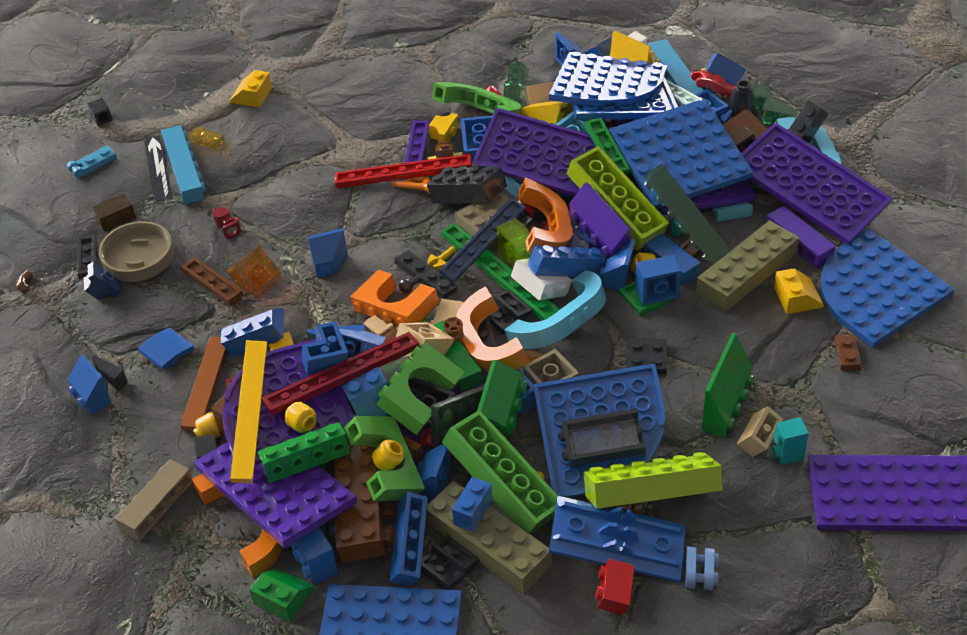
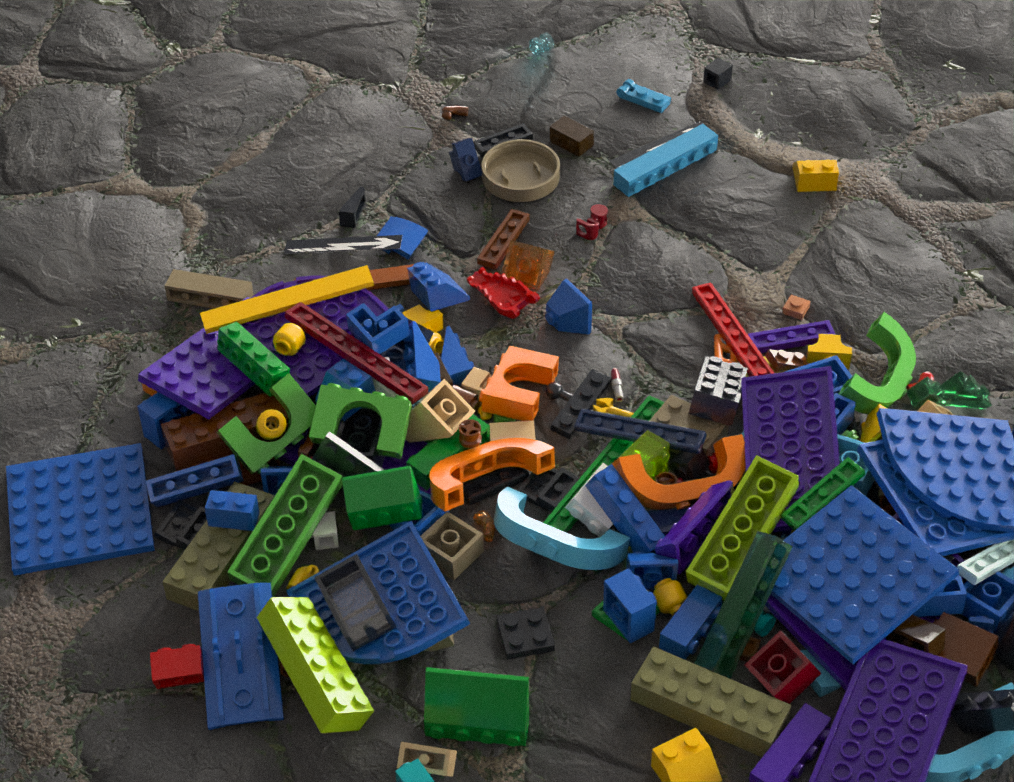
camera: 70 degrees right, 0 degrees up
(88, 386) = (328, 200): blue slope -> none
(150, 390) = (343, 244): none -> black sticker
(206, 137) = (722, 165): clear yellow plate -> none
(277, 292) = (504, 294): none -> red animal
(280, 593) = (119, 411): green slope -> none
(385, 136) = (796, 307): none -> nougat plate
(416, 250) = (617, 385): none -> light grey piece
(709, 560) = (221, 739): medium blue brick -> none
(736, 217) = (782, 668): none -> dark red brick

